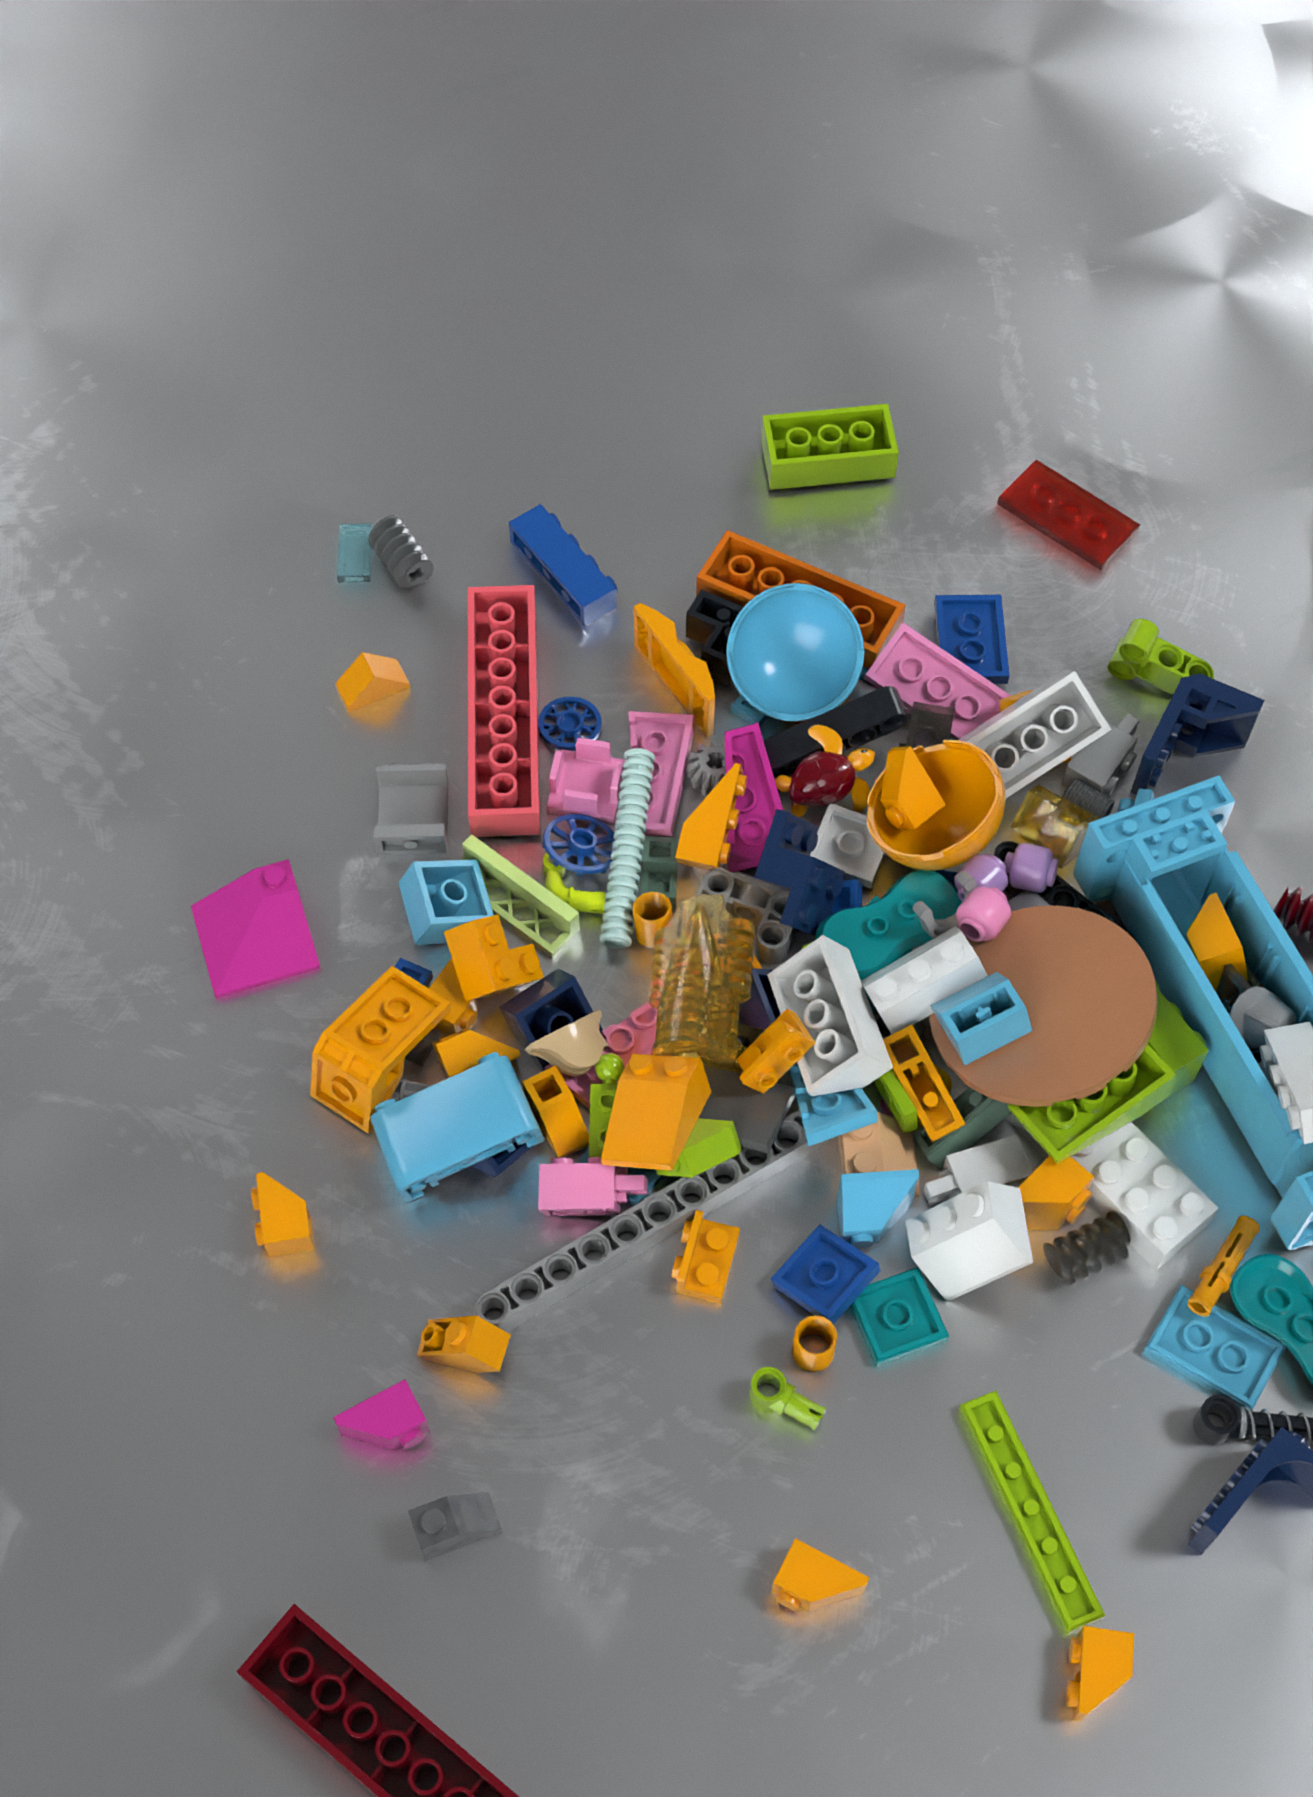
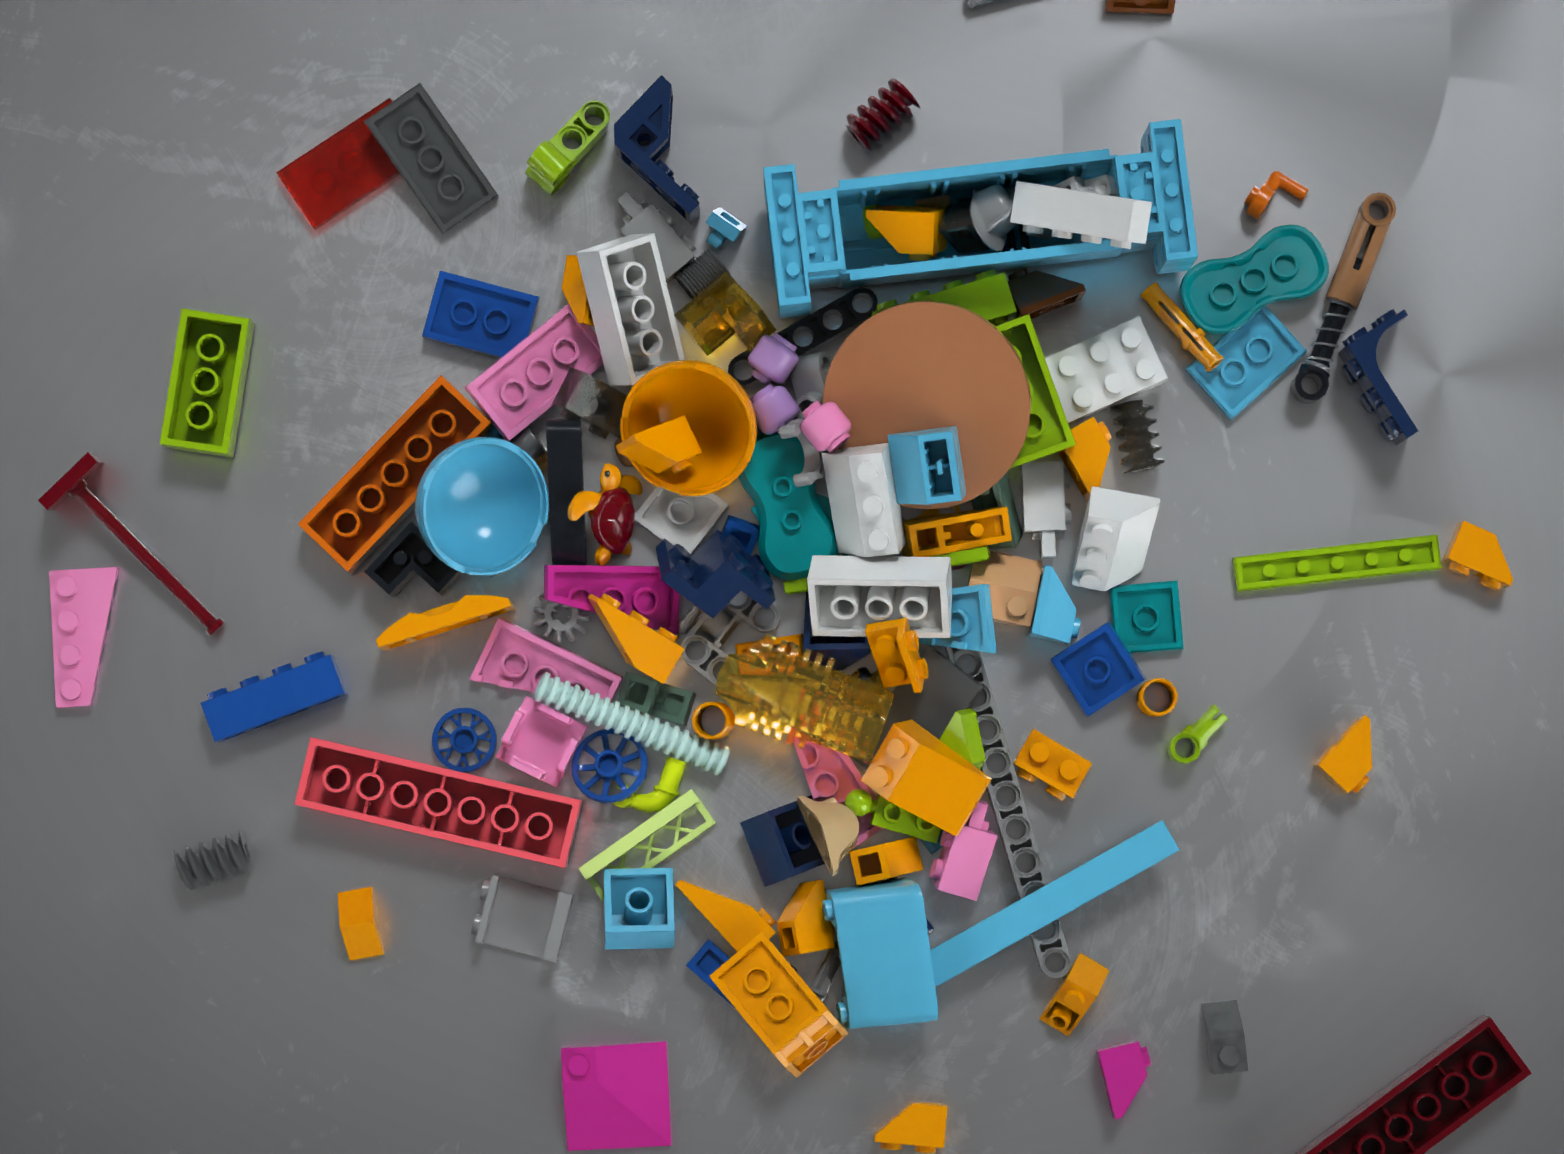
camera: 75 degrees left, 25 degrees up
(354, 553) = (192, 906): clear light blue tile -> none
(486, 962) = (729, 885): light orange brick -> none
(559, 1283) = (1052, 901): none -> medium azure tile
(593, 413) = (79, 624): none -> bright pink wing
(700, 369) = (74, 485): none -> dark red tile
(1100, 565) = (431, 158): none -> dark grey tile
(1197, 1113) = (1042, 293): none -> slope

